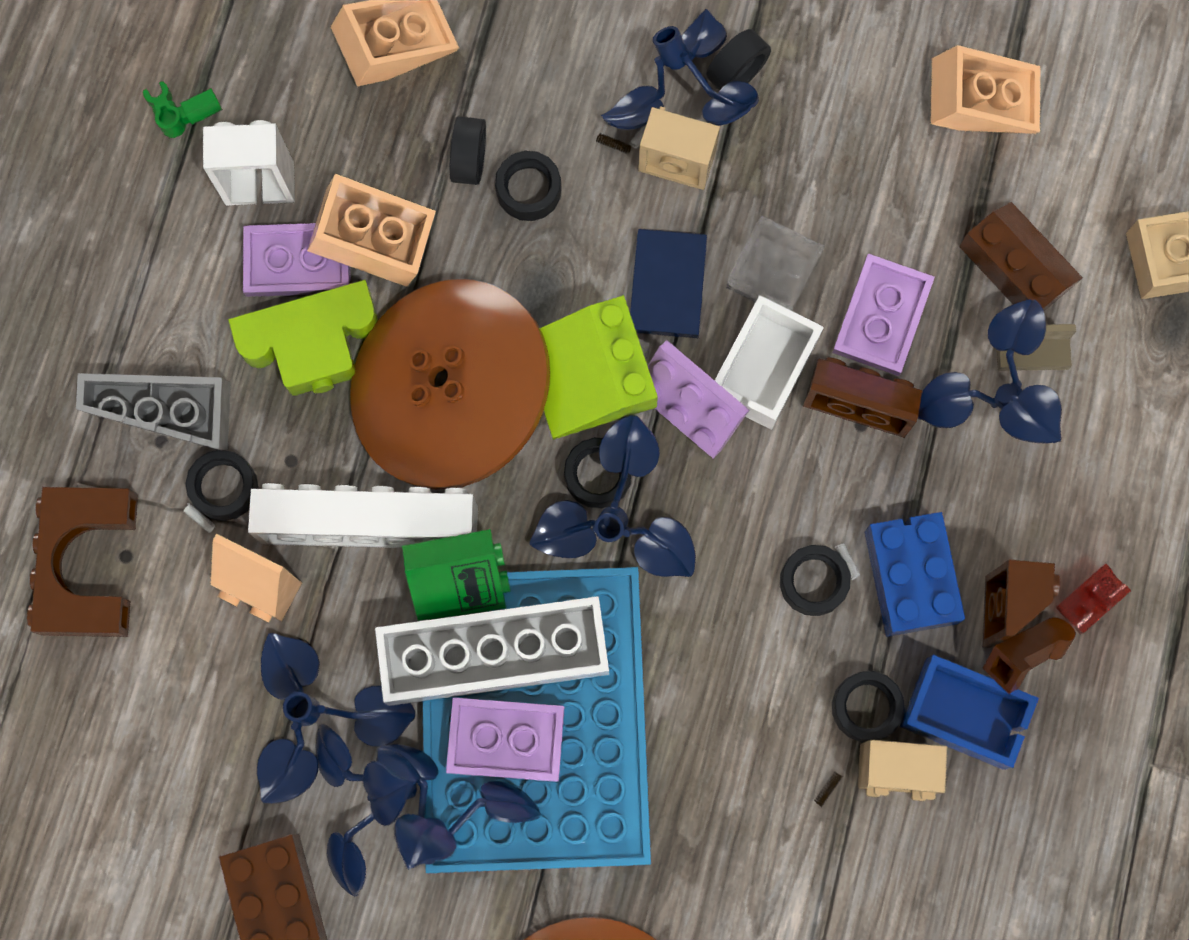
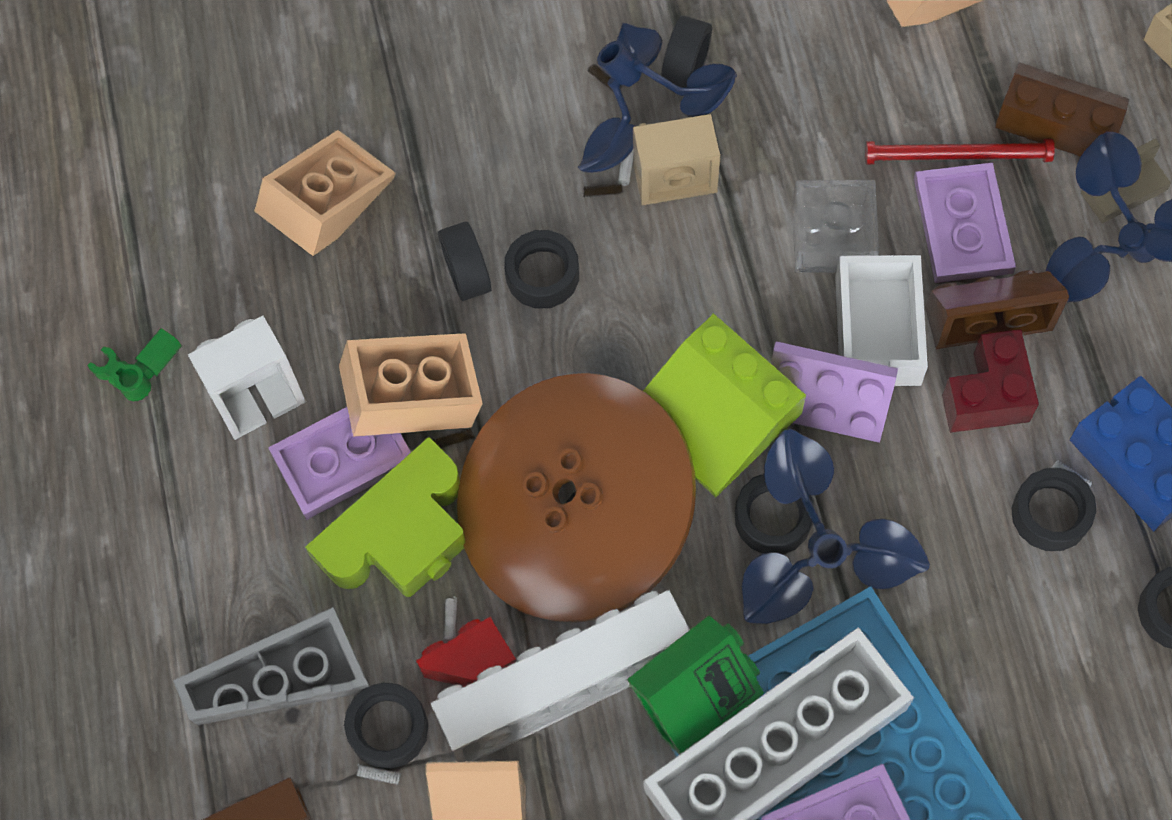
camera: 25 degrees left, 10 degrees down
(310, 464) = (466, 655): none -> red slope
(315, 428) = (450, 618): none -> white leg
(388, 288) = (454, 438): none -> dark brown leg
(668, 283) = (737, 288): dark blue tile -> none
(826, 468) = (1000, 390): none -> dark red brick
(915, 253) = (959, 151): none -> red bar

